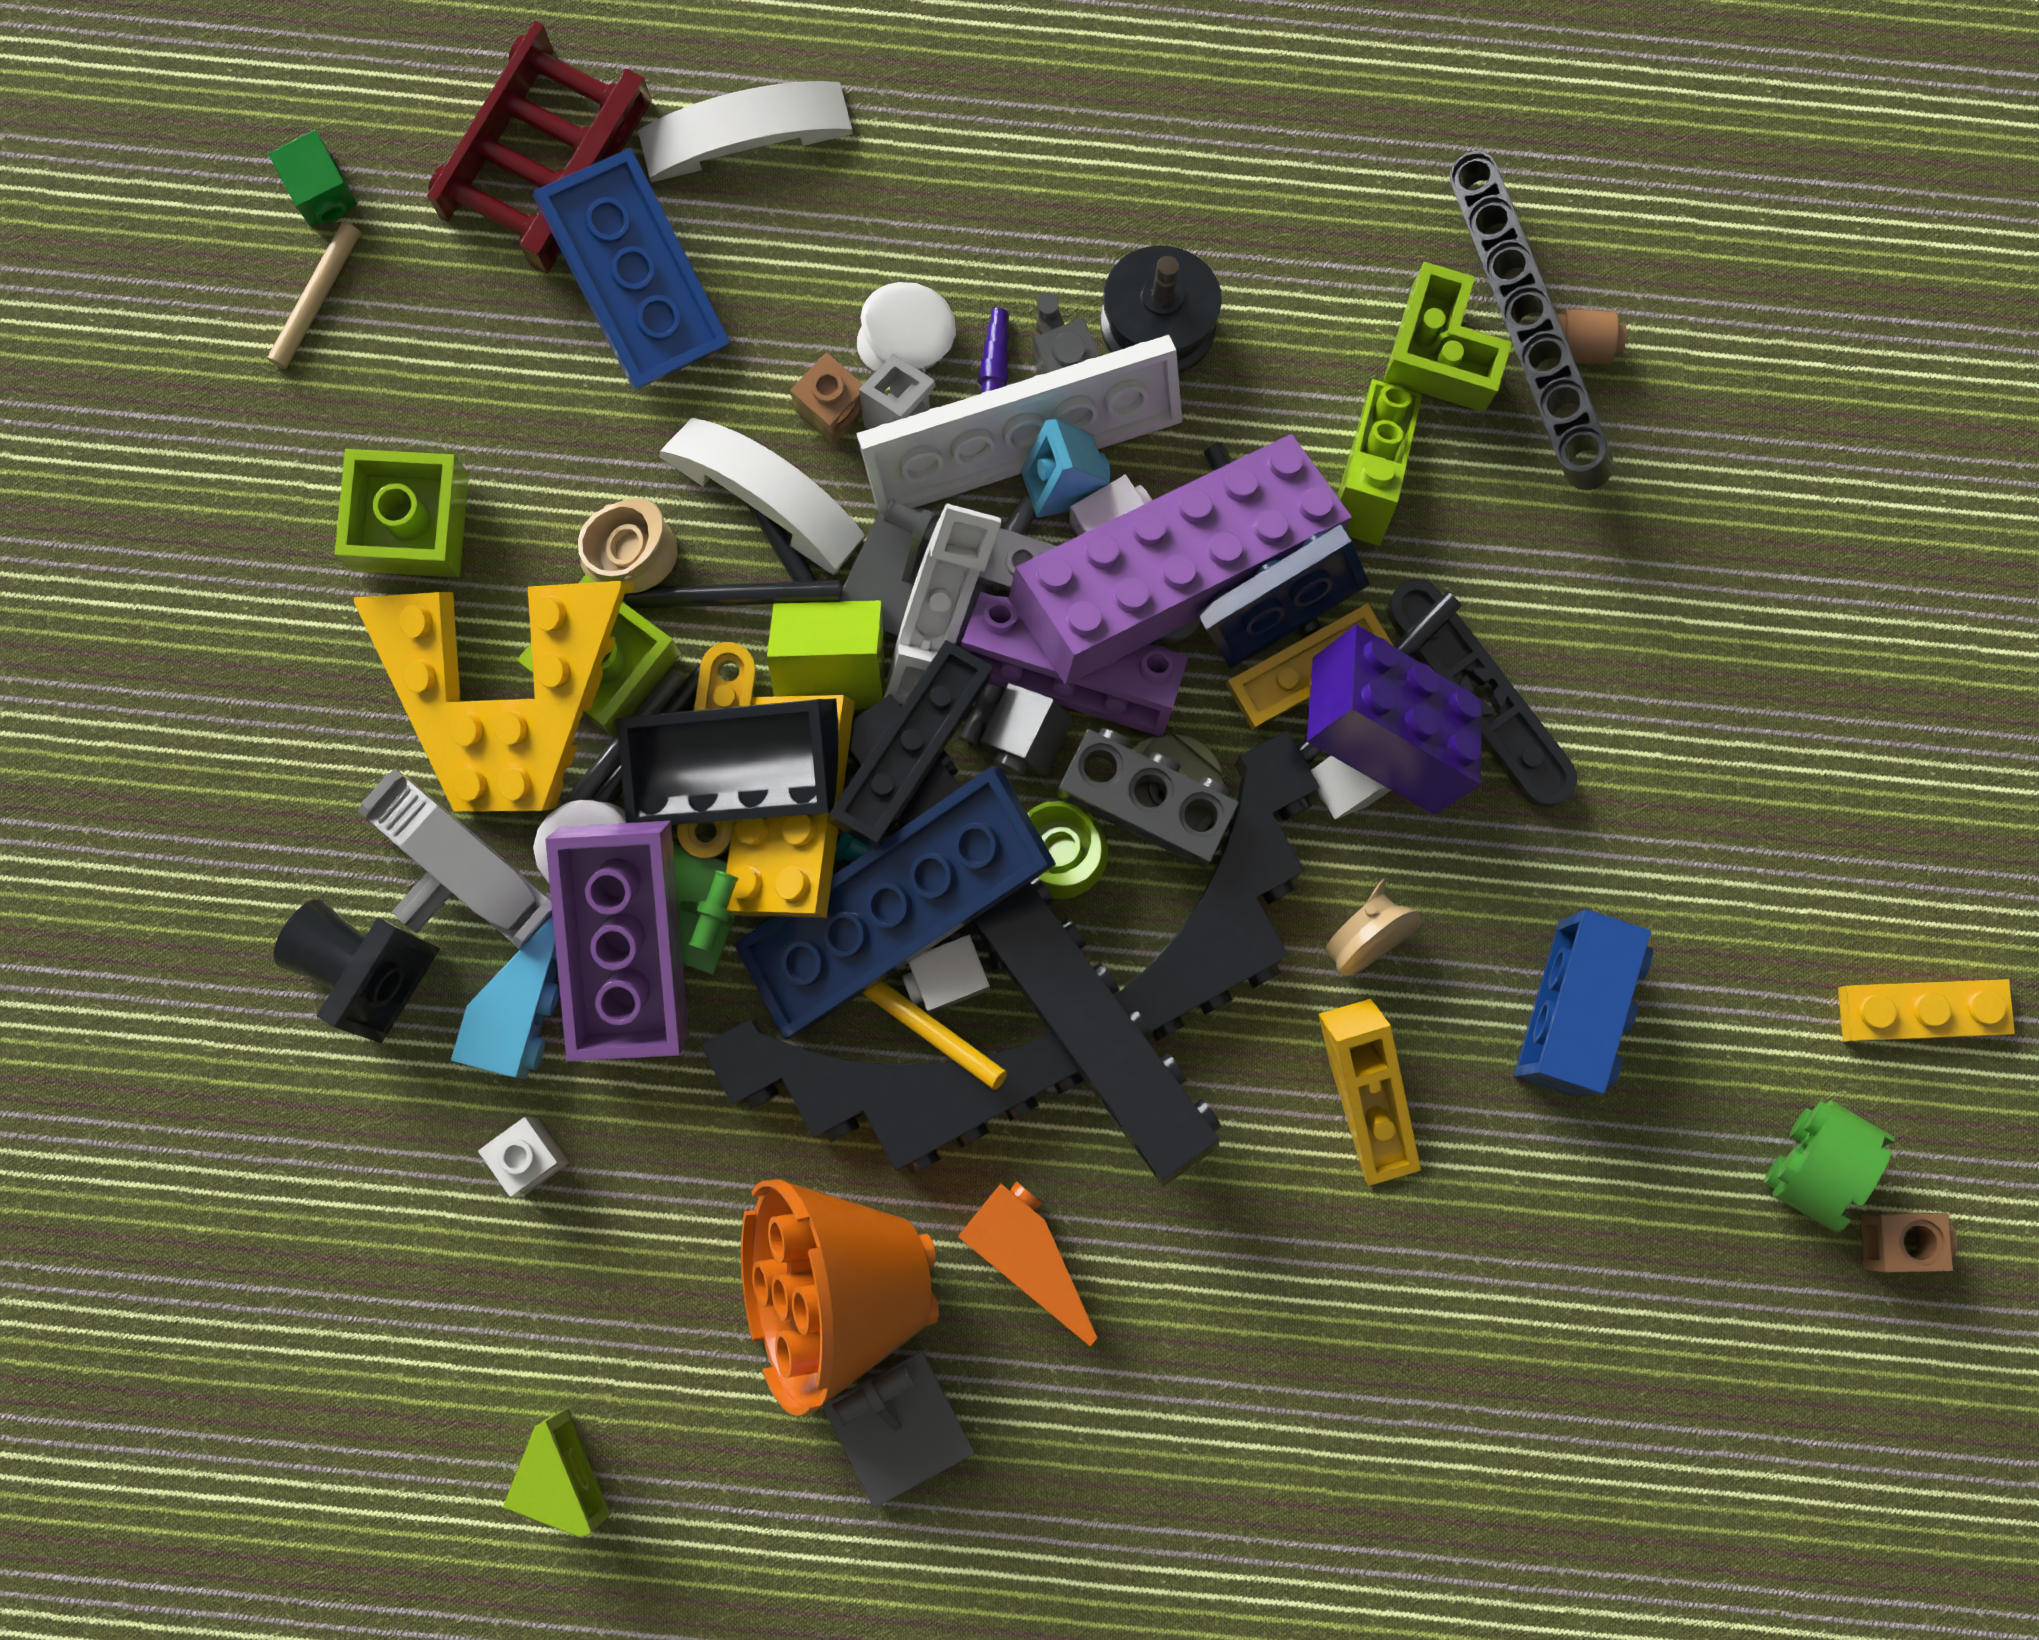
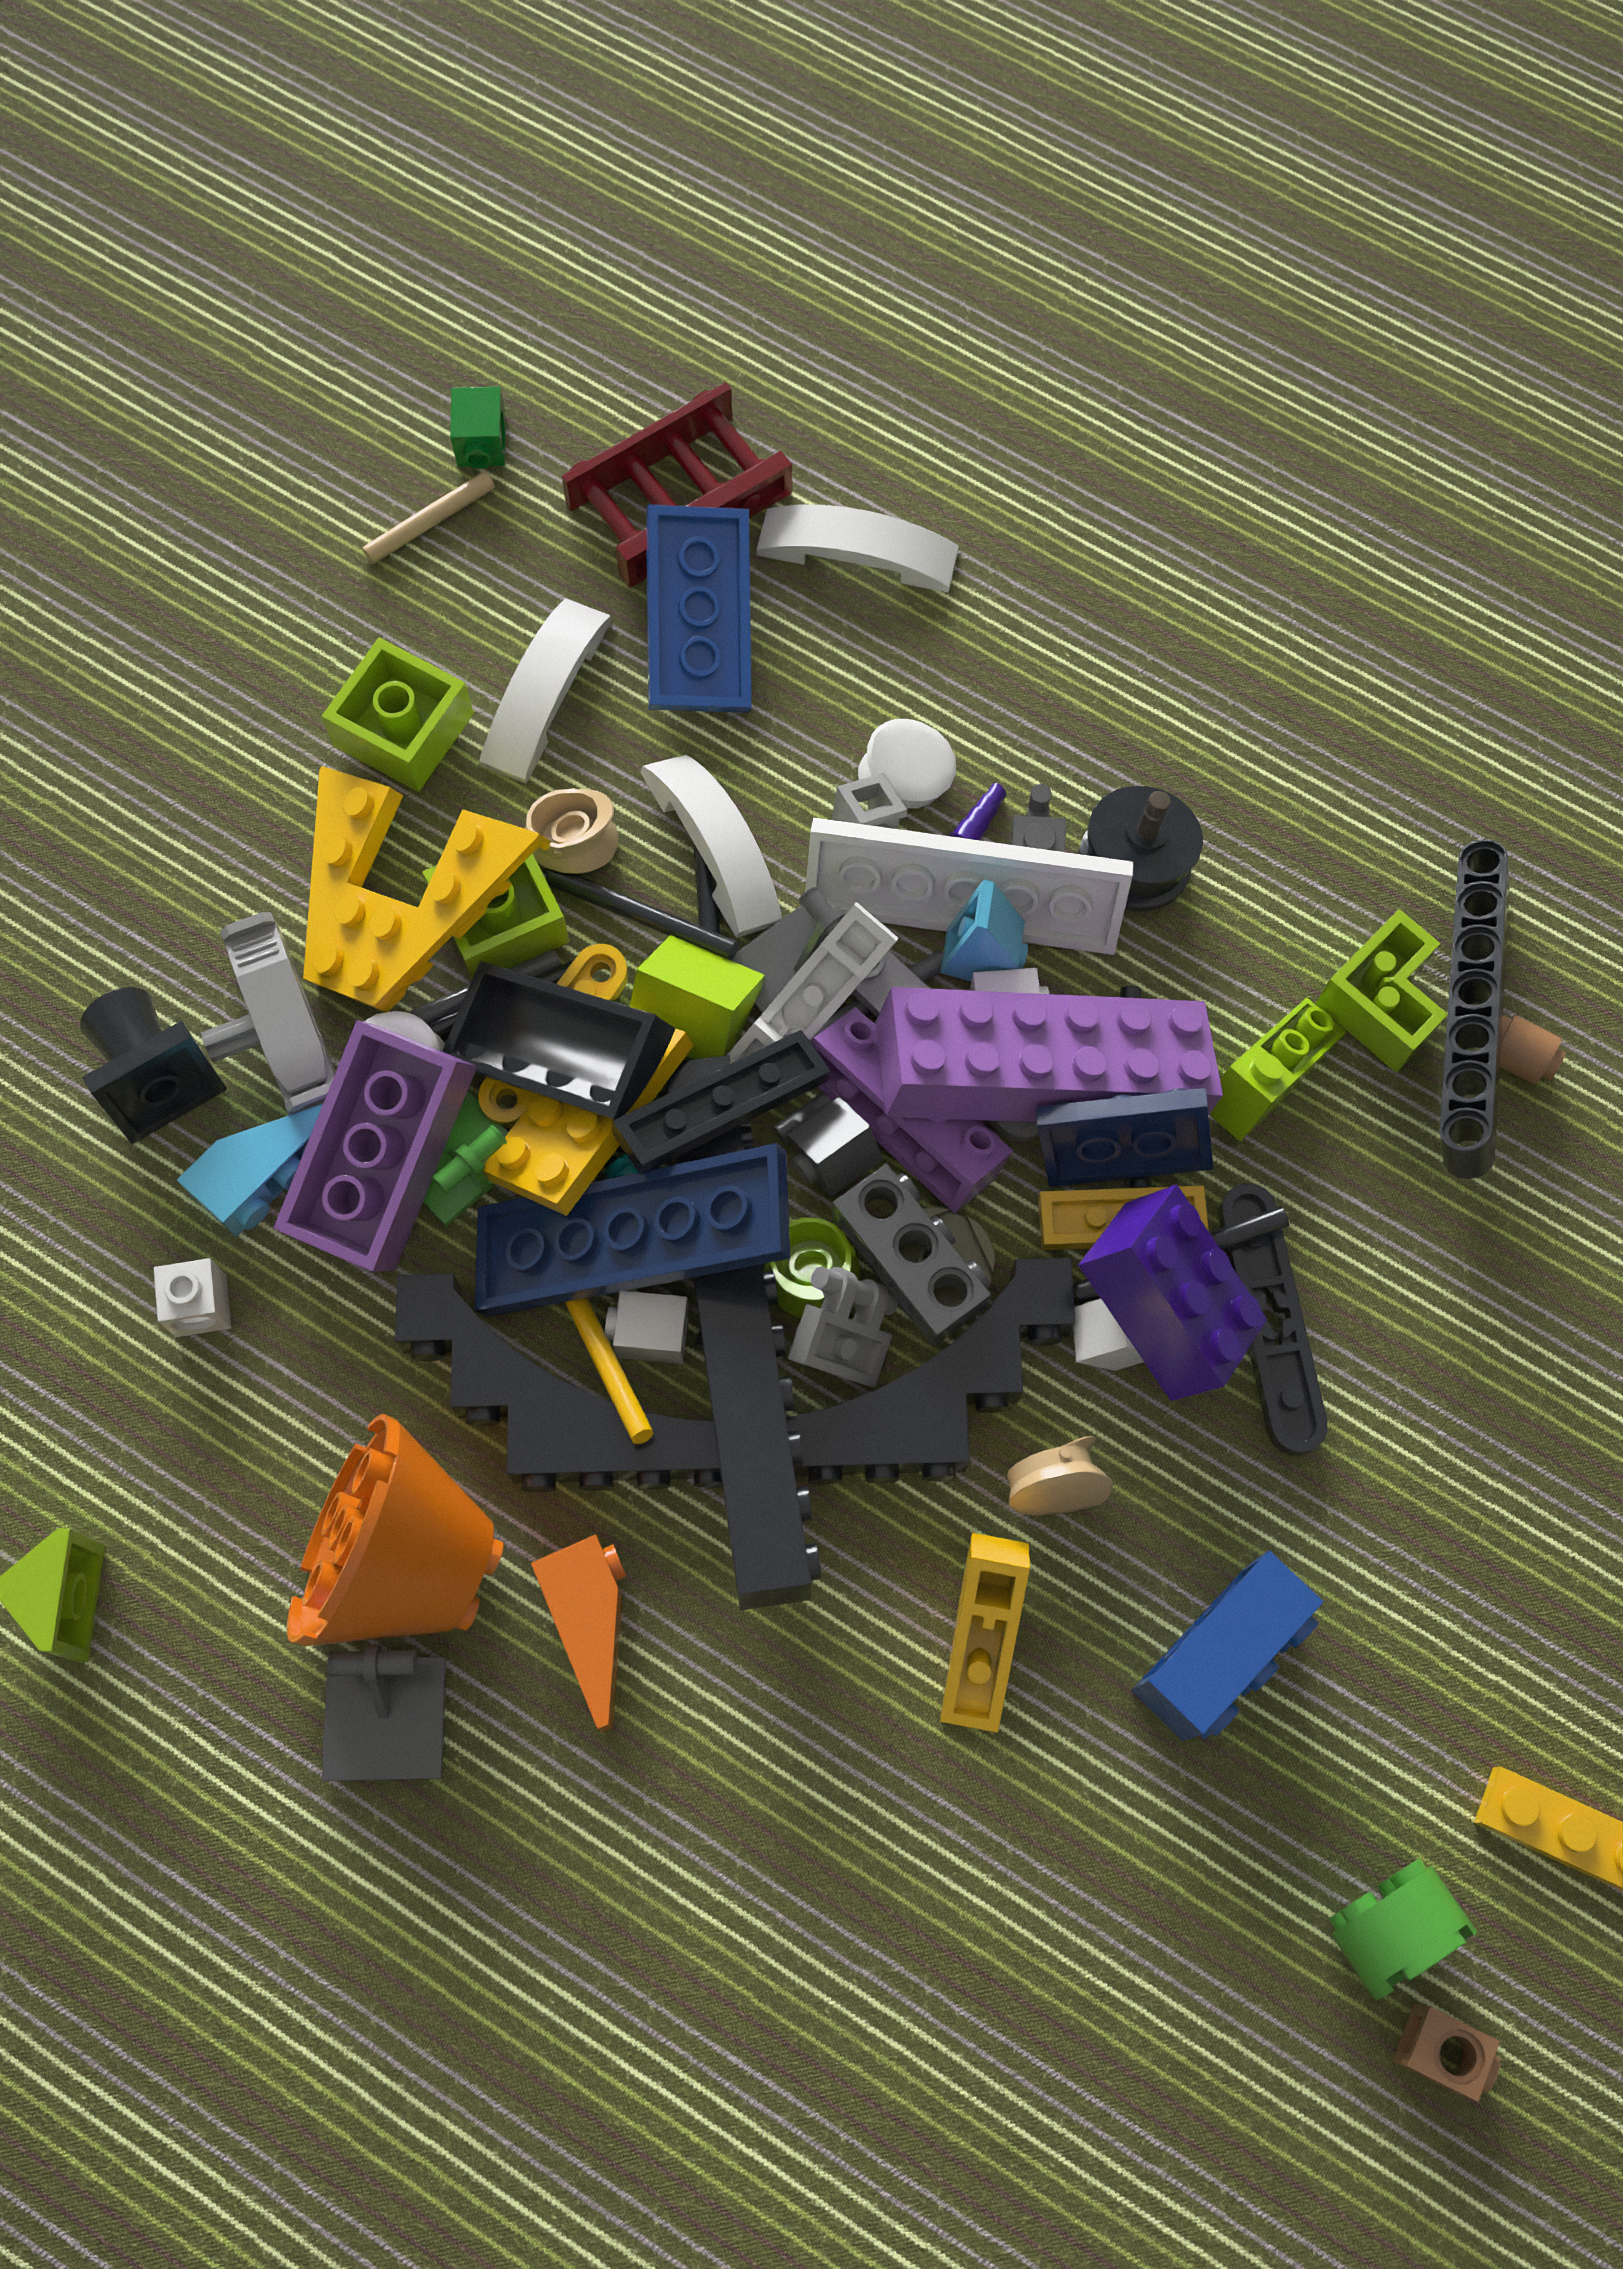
camera: 30 degrees right, 10 degrees down
(520, 417) = (539, 688): none -> white slope
(828, 398) = (808, 787): medium nougat brick -> none
(1119, 907) = (843, 1345): none -> light grey plate

